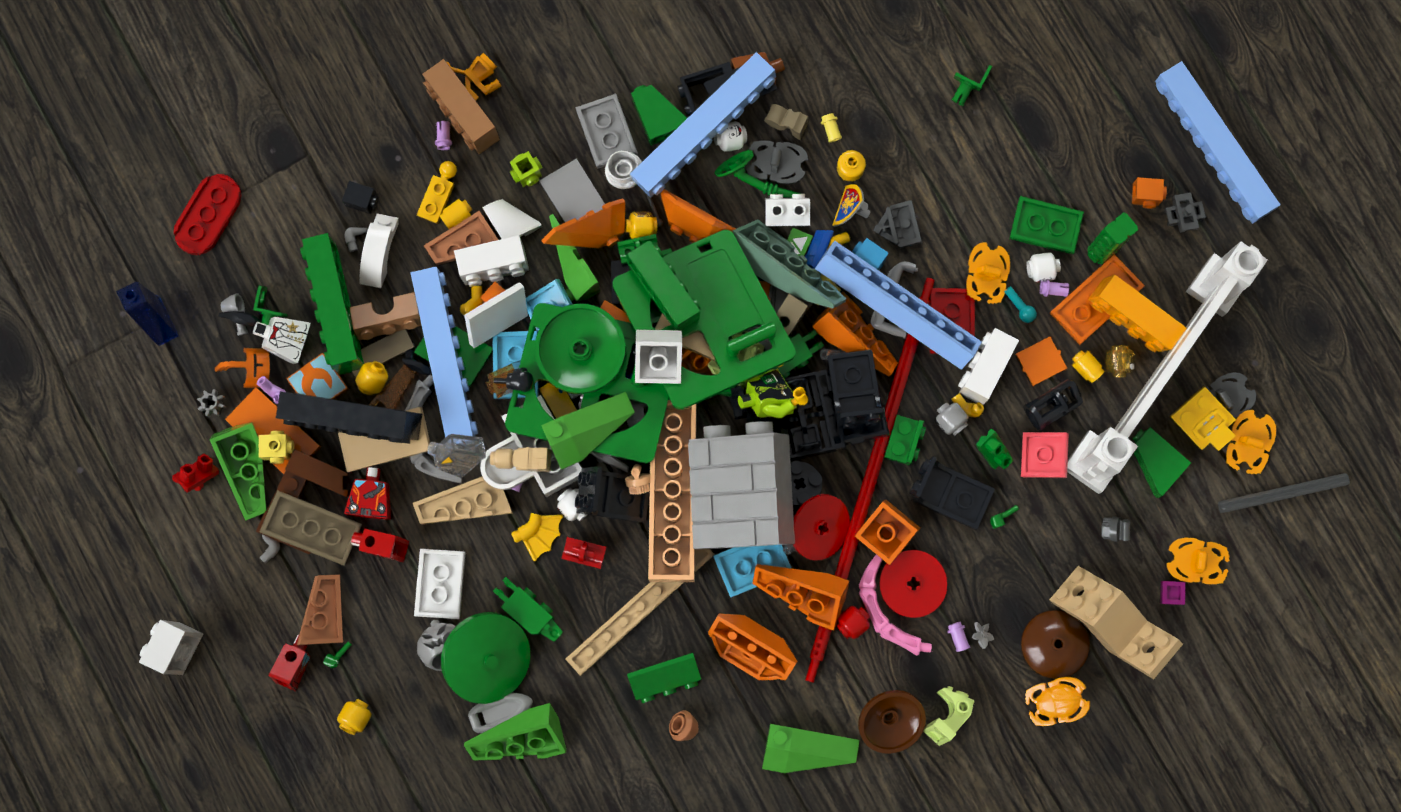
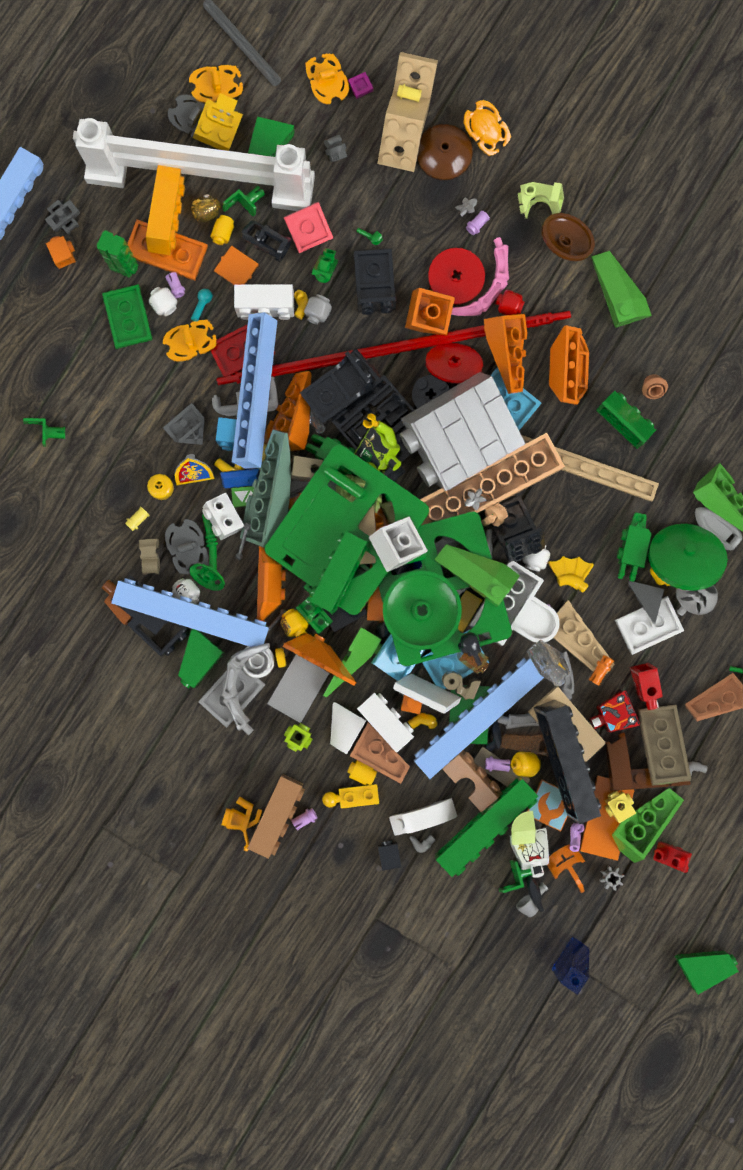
camera: 125 degrees left, 5 degrees up
(68, 449) = (707, 968): none -> green slope
(207, 214) = (466, 970): red tile -> none
(307, 335) = (523, 829): none -> yellowish green brick
(388, 348) = (497, 764): none -> lavender pin
(423, 508) = (601, 669): none -> orange pin
(466, 597) = (648, 597): none -> dark grey tile
(494, 348) = (453, 680): none -> dark tan leg
(523, 459) = (527, 609): tan piece -> none
(584, 552) = (568, 528): red hips -> none
(608, 127) = (229, 689): none -> light grey animal
(614, 194) = (280, 657): none -> yellow tile
(665, 466) = (474, 499): none -> light grey plant
(763, 228) = (247, 526): none -> dark grey hinge
(904, 440) = (352, 336): green bracket -> none
(1106, 408) = (246, 201): none -> green bracket
(1134, 632) = (409, 93): none -> light yellow pin

